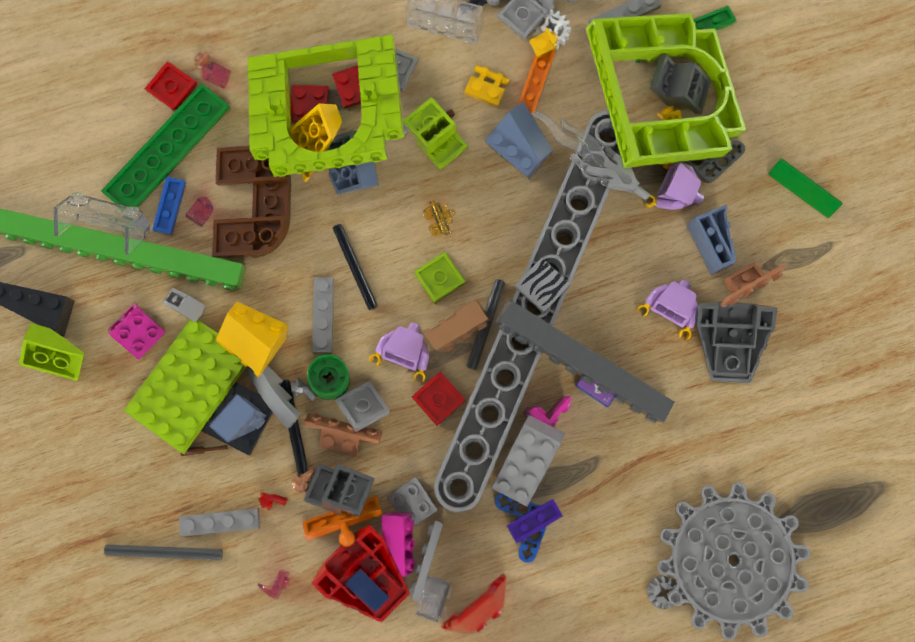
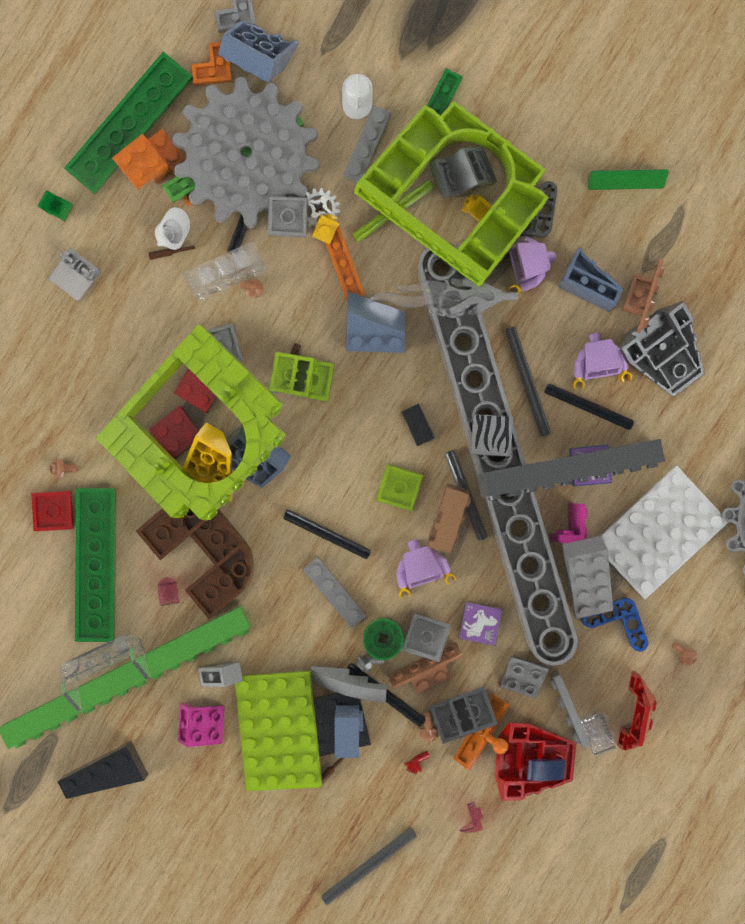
camera: 45 degrees left, 10 degrees up
(50, 353) = (153, 797): lime slope -> none
(169, 206) = (139, 607): blue plate -> none
(216, 74) = (80, 471): clear pink plate -> none
(219, 522) = (391, 809): light grey plate -> none
(252, 336) = (297, 657): yellow wedge -> none
(398, 536) = (533, 710): dark pink slope -> none
(413, 432) = (480, 623): none -> tile
(435, 211) = (362, 439): clear yellow hips -> none
(438, 398) = (478, 583): red plate -> none
(454, 46) = (253, 288): none -> nougat plate
(485, 91) = (307, 305): yellow plate -> none
(493, 242) = (417, 424): none -> black plate
(534, 521) = (626, 615): dark purple hinge -> none
(557, 599) = (688, 656): none -> nougat plate
(591, 72) = (404, 202): none -> lime axle
(605, 277) = (528, 381): none -> dark grey axle
(616, 479) = (661, 532): none -> white plate
(637, 334) = (589, 406): none -> black axle

